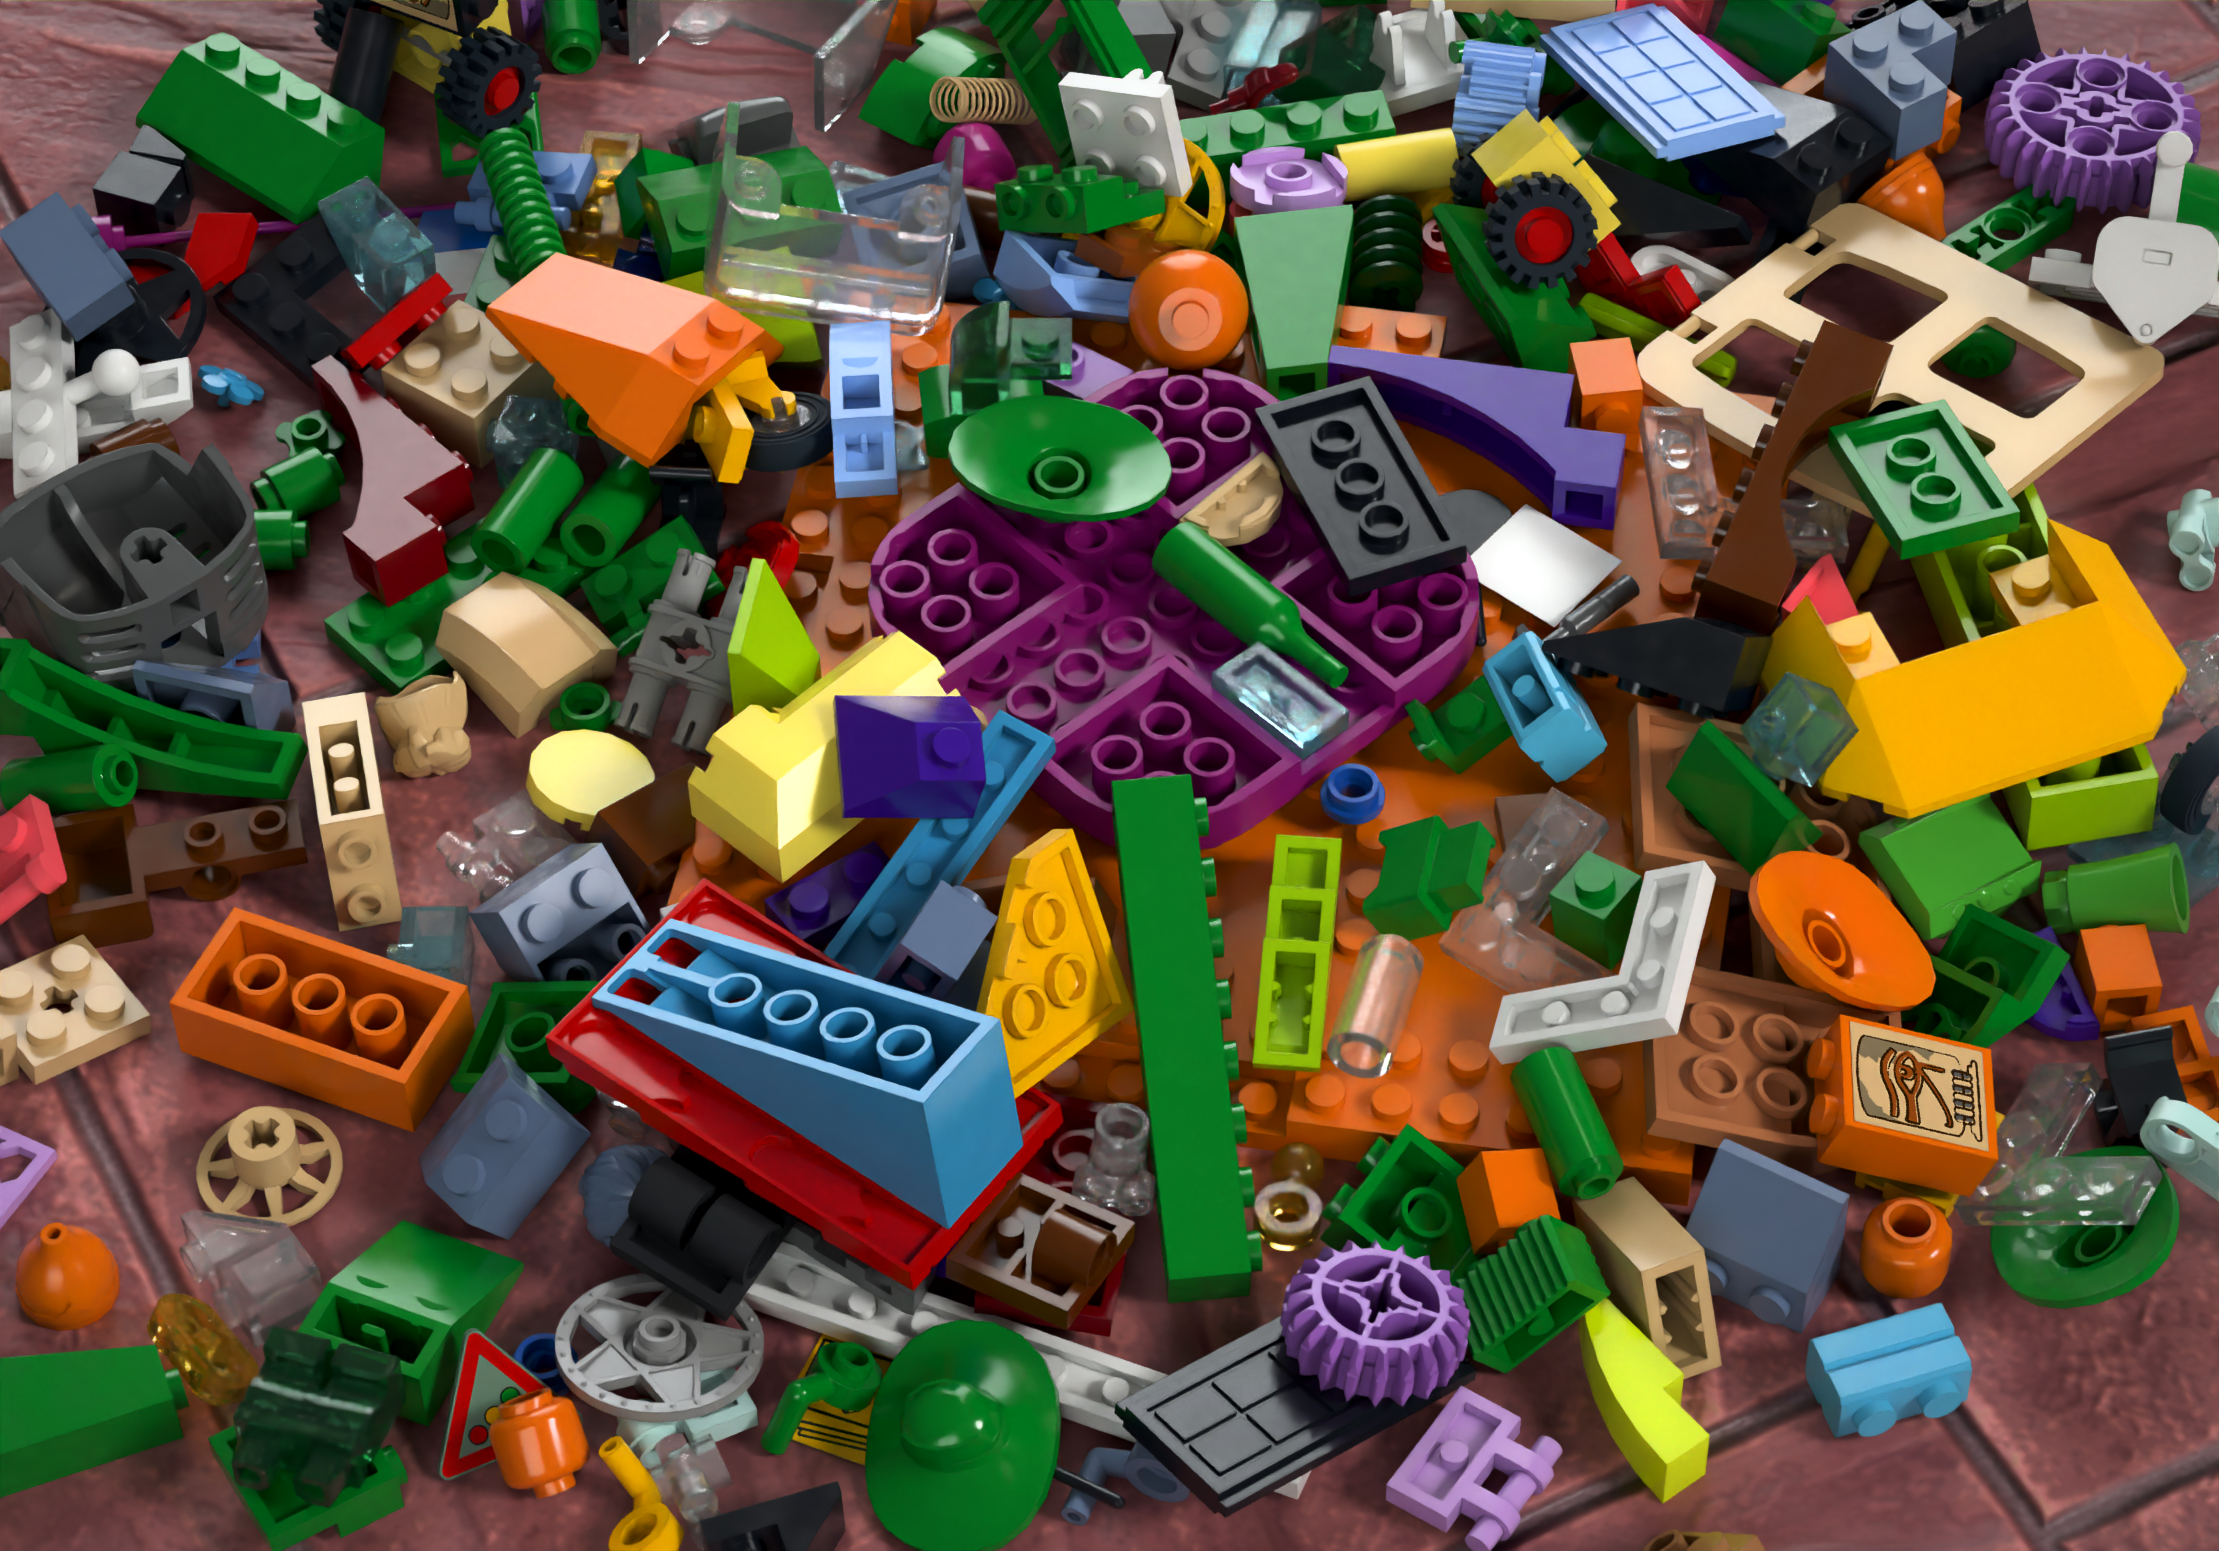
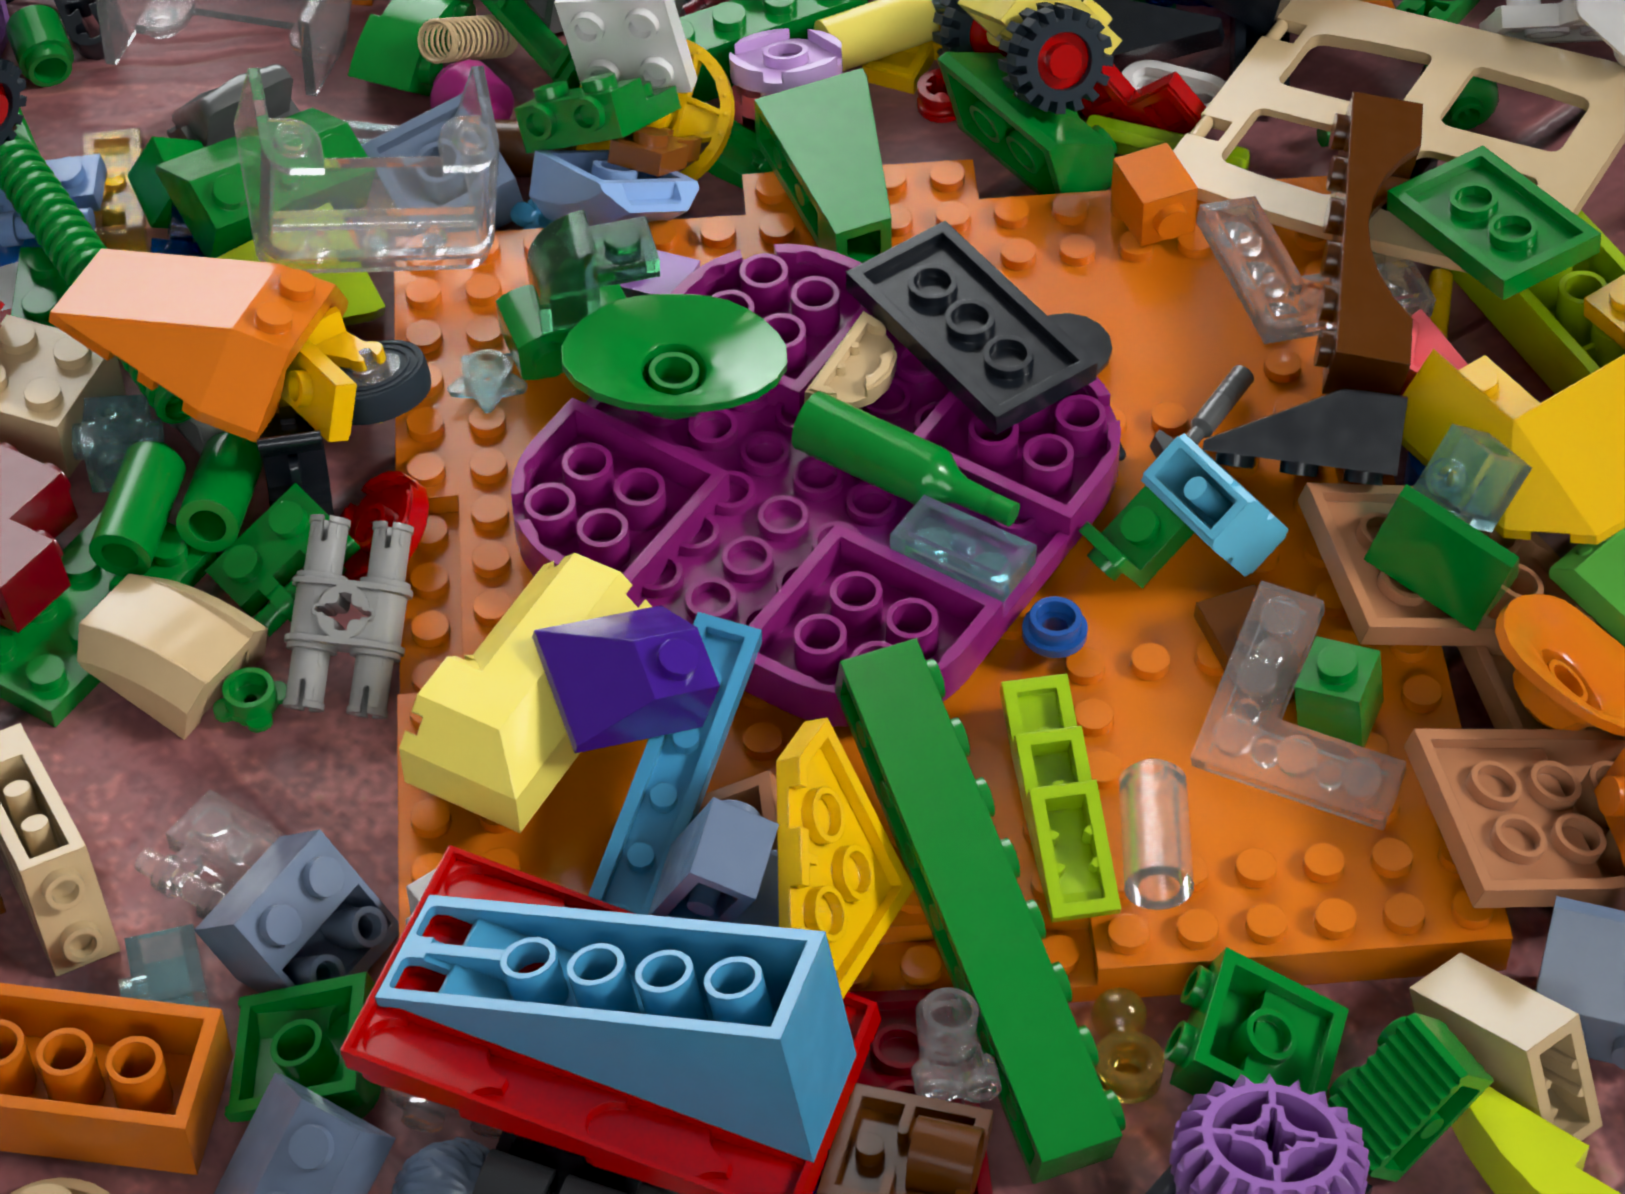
camera: 15 degrees left, 0 degrees up
(427, 726) = (91, 744): tan hair -> none
(583, 773) = (276, 766): light yellow tile -> none
(648, 832) = (359, 805): reddish brown slope -> none
(769, 648) = (443, 600): lime slope -> none
(824, 900) = (572, 836): dark purple plate -> none
(862, 409) = (453, 344): light blue slope -> none
(1188, 309) = (740, 192): orange brick -> none
(1387, 254) = (900, 112): dark green piece -> none
(1428, 876) = (1164, 693): green piece -> none
(1503, 1193) = (1348, 1004): orange brick -> none
(1507, 417) = (1077, 240): arch -> none
(1541, 565) = (1154, 371): white sticker -> none
(1567, 1123) = (1388, 914): green brick -> none
(1628, 1007) = (1425, 781): white plate -> none

